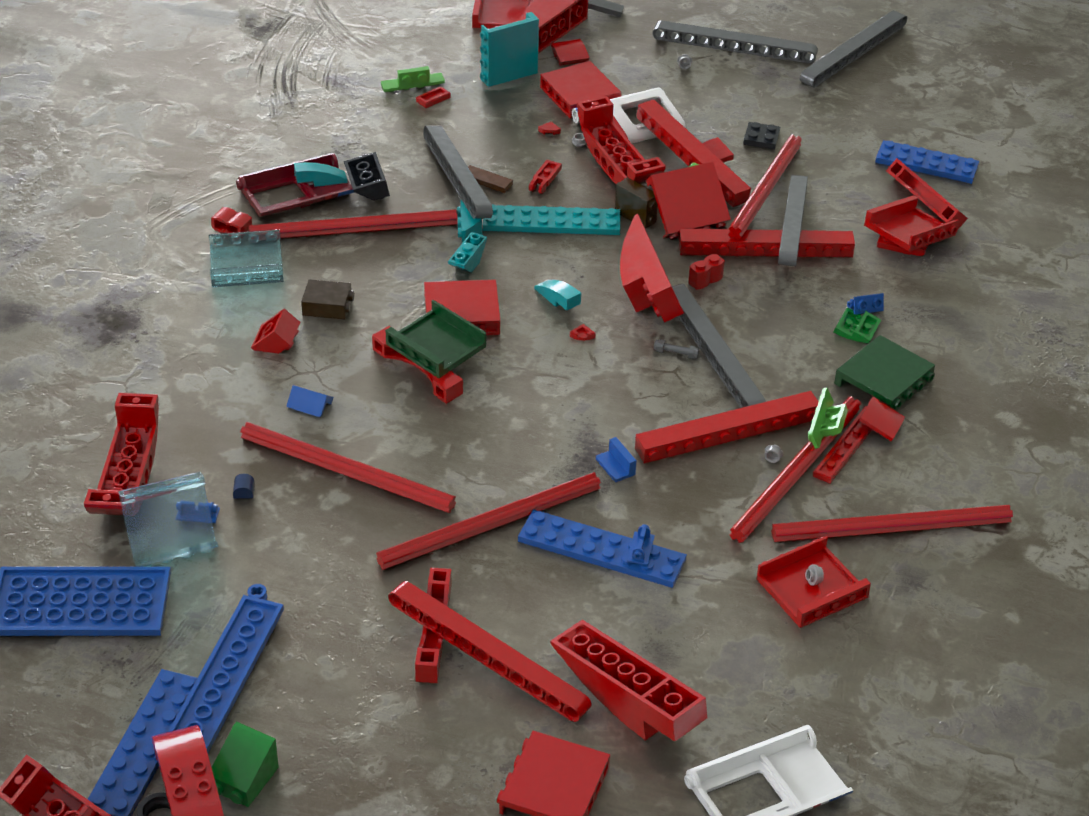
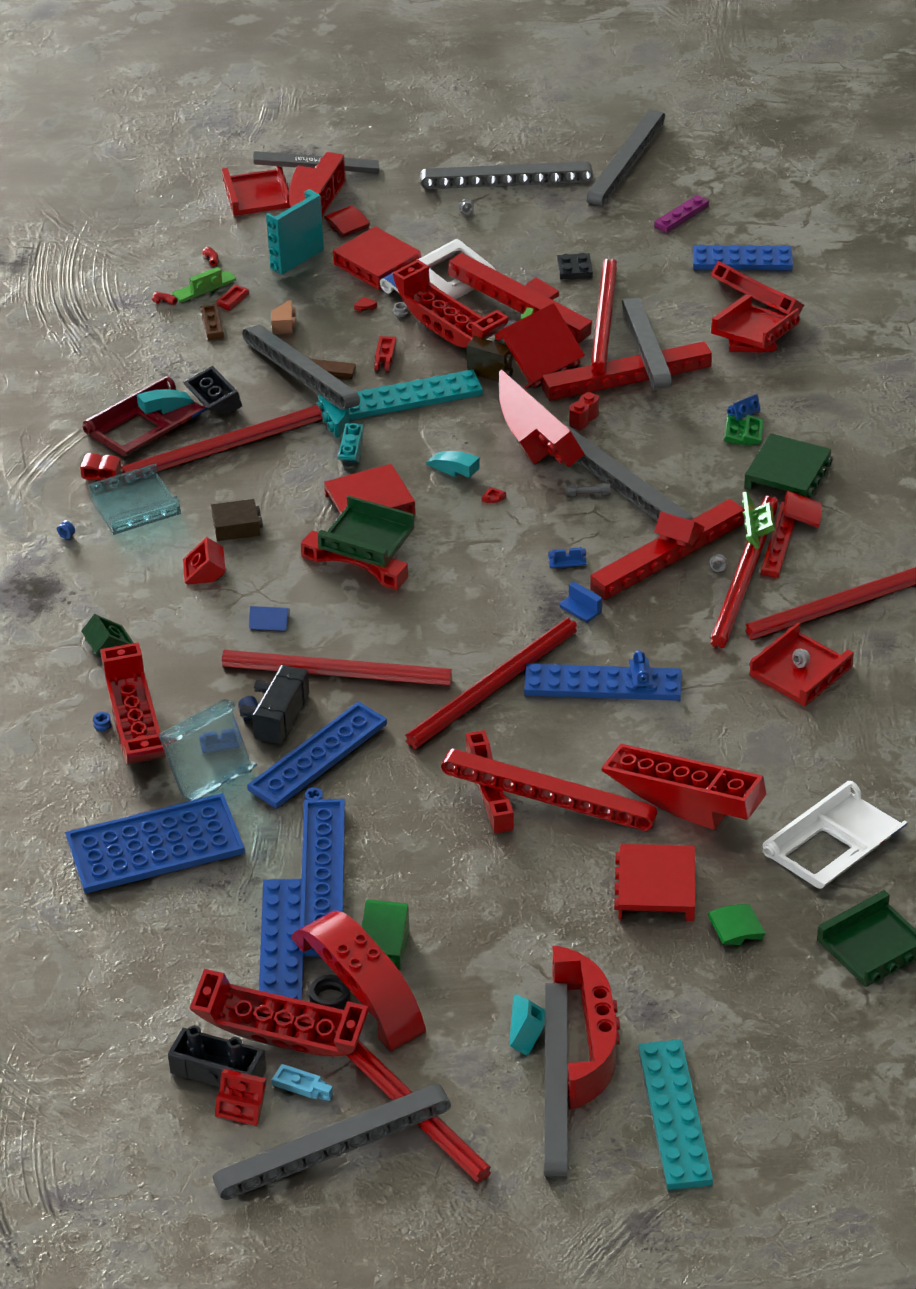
camera: 15 degrees left, 0 degrees up
(98, 463) = (98, 718): none -> blue bush
(150, 379) = (104, 634): none -> dark green slope
(169, 272) = (66, 529): none -> blue bush
(268, 490) = (279, 704): none -> black piece
(281, 551) = (317, 755): none -> blue plate
(374, 84) = (158, 296): none -> red arm
(403, 114) = (212, 321): none -> reddish brown tile
(433, 54) = (210, 252): none -> red arm
(467, 125) = (283, 318): none -> nougat slope
(630, 413) = (559, 557): none -> blue hinge
(741, 409) = (677, 528): none -> red slope
(885, 109) = (681, 213): none -> magenta plate

